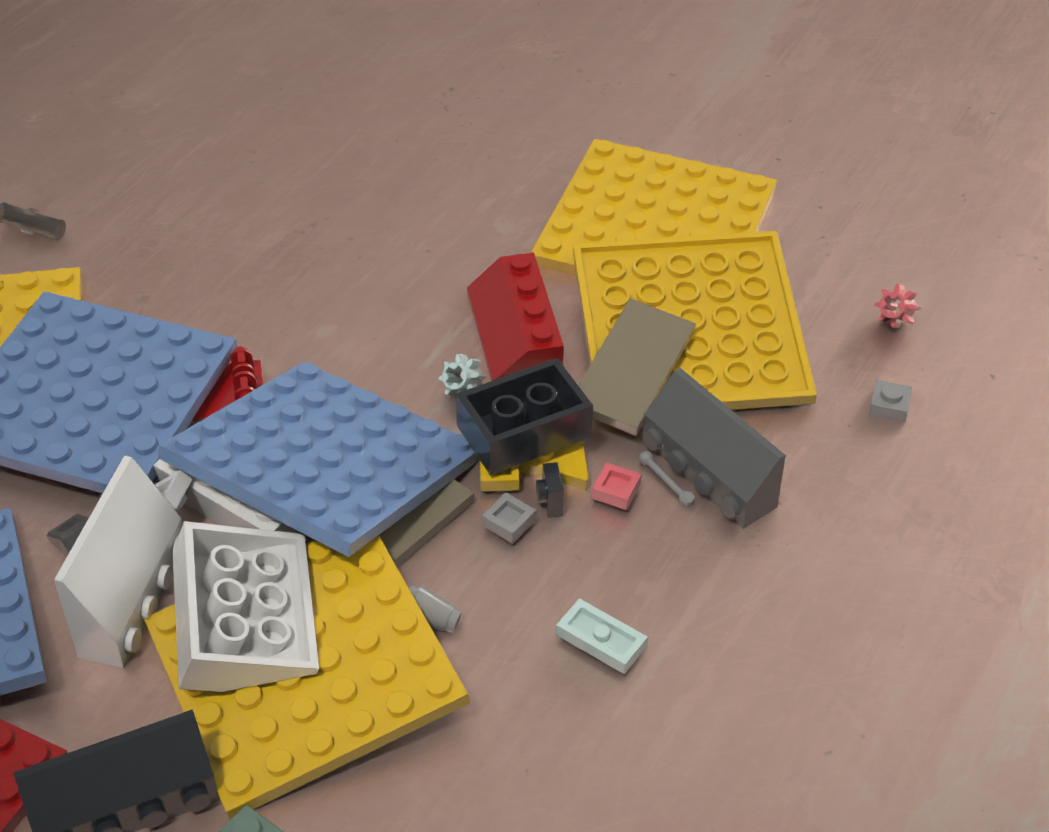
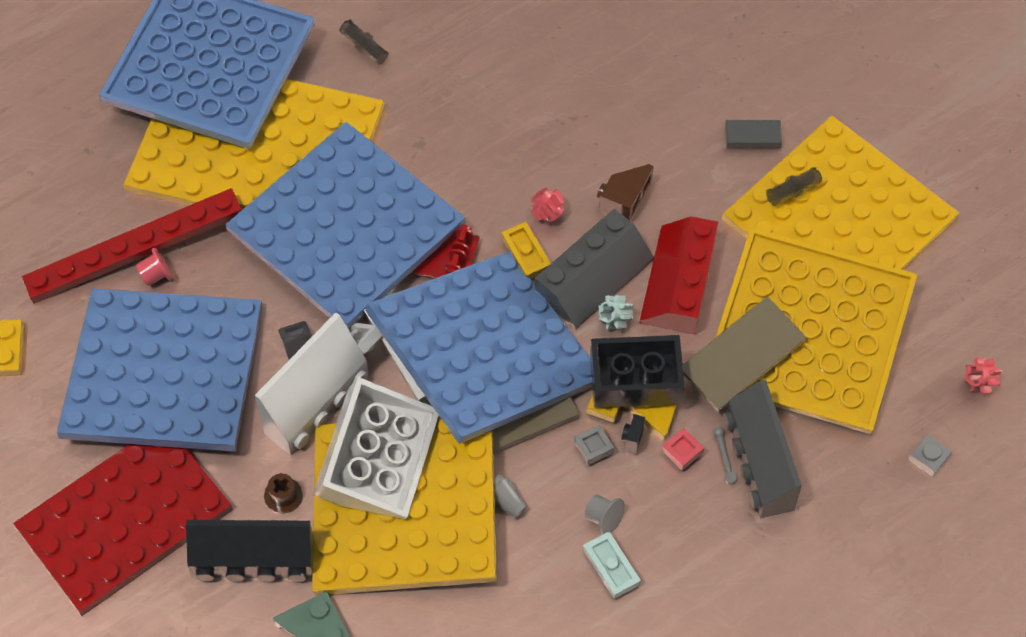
camera: 25 degrees right, 15 degrees up
(131, 708) = (282, 494): none -> reddish brown piece
(323, 351) = (525, 249): none -> yellow plate
(327, 302) = (547, 204): none -> coral gear
(409, 266) = (625, 190): none -> reddish brown slope
(411, 345) = (594, 268): none -> dark grey slope
(520, 179) = (753, 134): none -> dark grey tile
(561, 581) = (605, 512): none -> light grey piece
(595, 201) = (794, 186): none -> clear smoke pin

